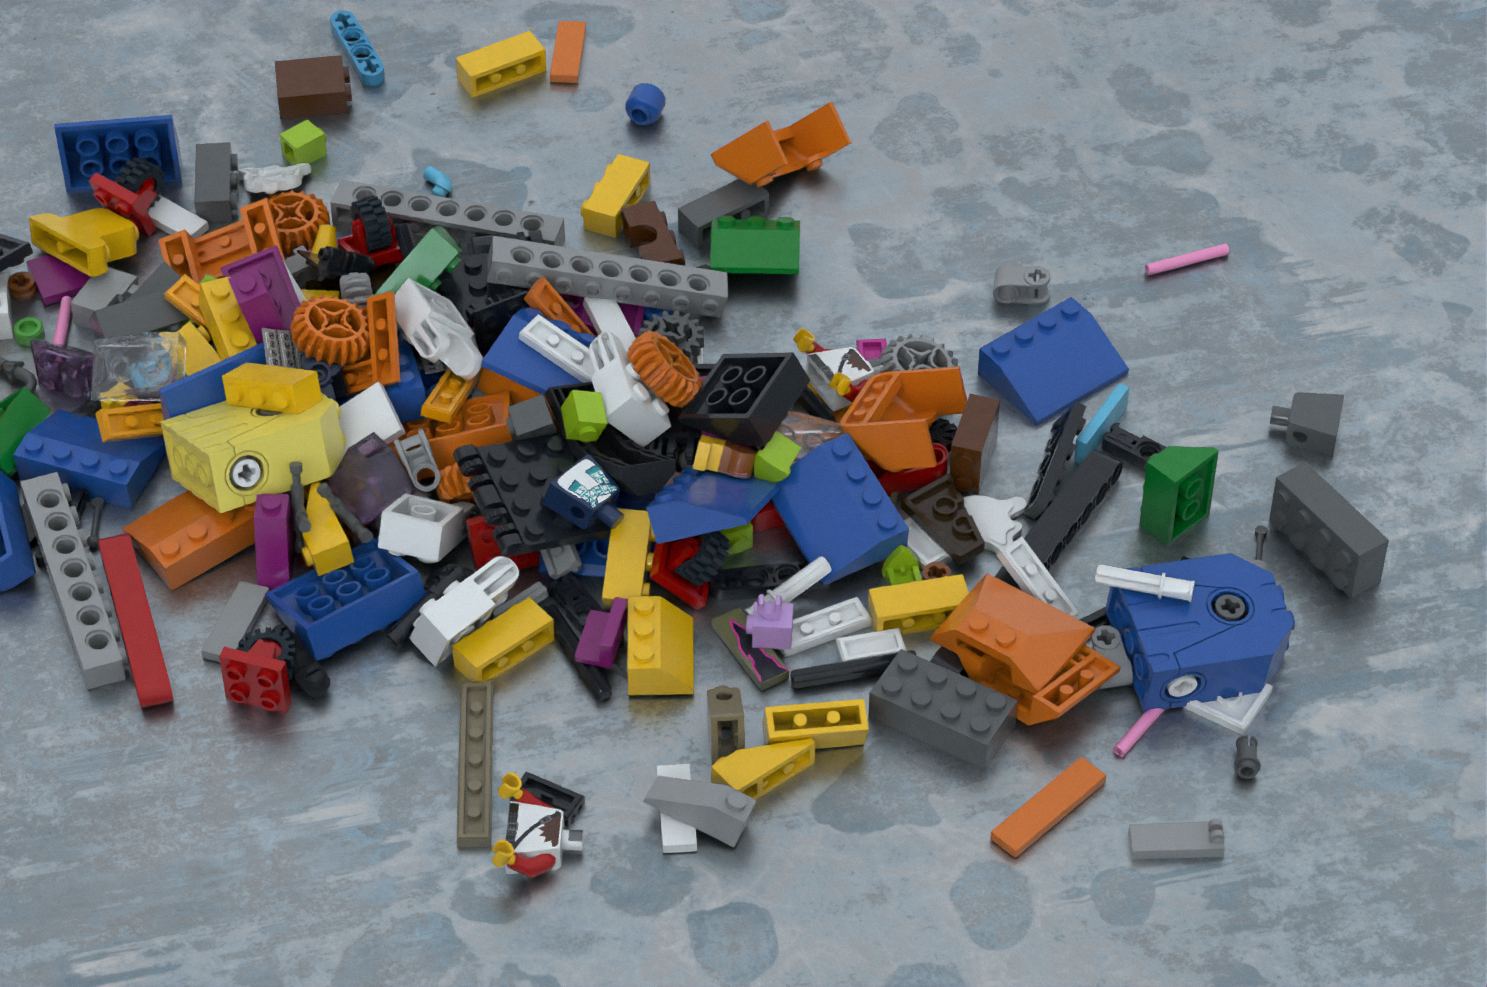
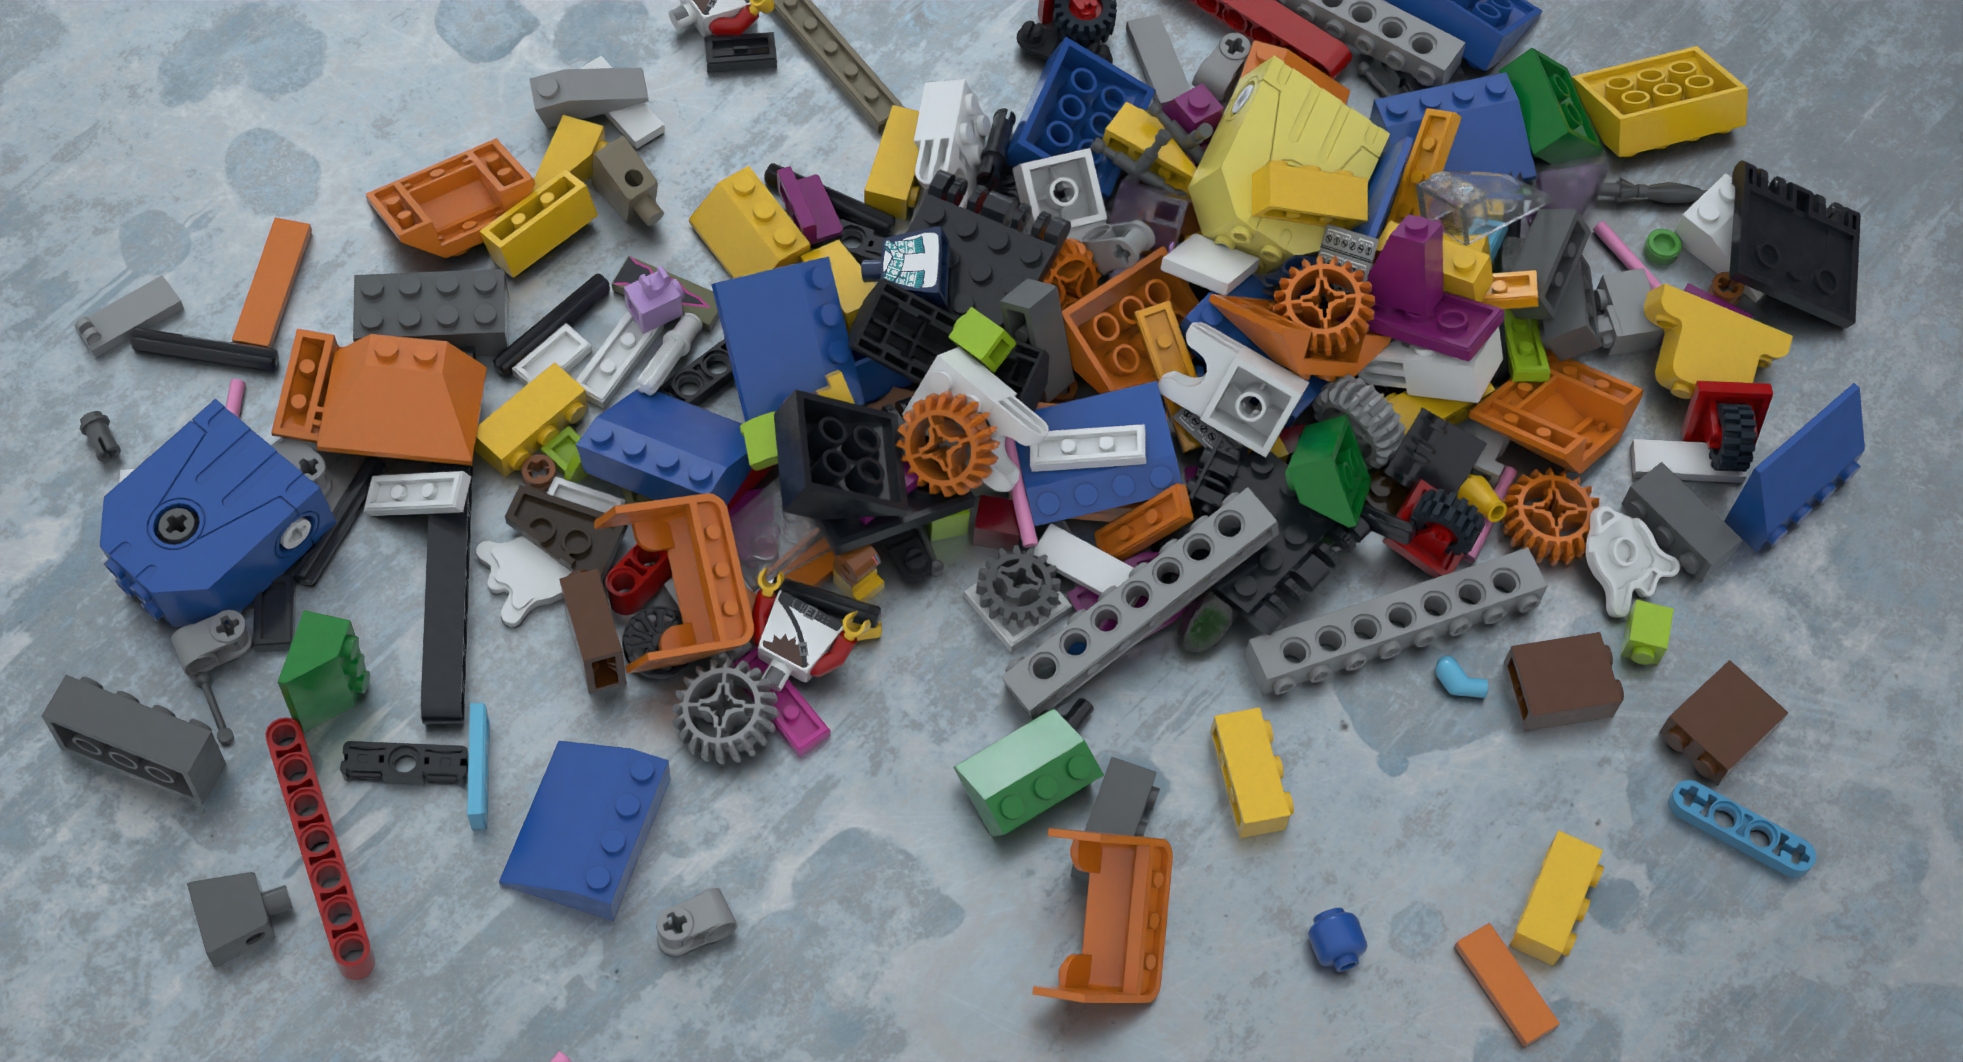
camera: 140 degrees right, 15 degrees up
(199, 583) = (1223, 66): none -> light grey piece
(381, 147) = (1563, 681): none -> reddish brown brick
(647, 229) = (1176, 748): reddish brown arch -> none
(865, 788) = (453, 200): none -> orange slope
(1058, 450) = (496, 674): black wing -> none
(1132, 784) = (204, 349): none -> black axle
(1145, 582) = (272, 478): white axle -> none
(1236, 429) = (321, 864): none -> red beam

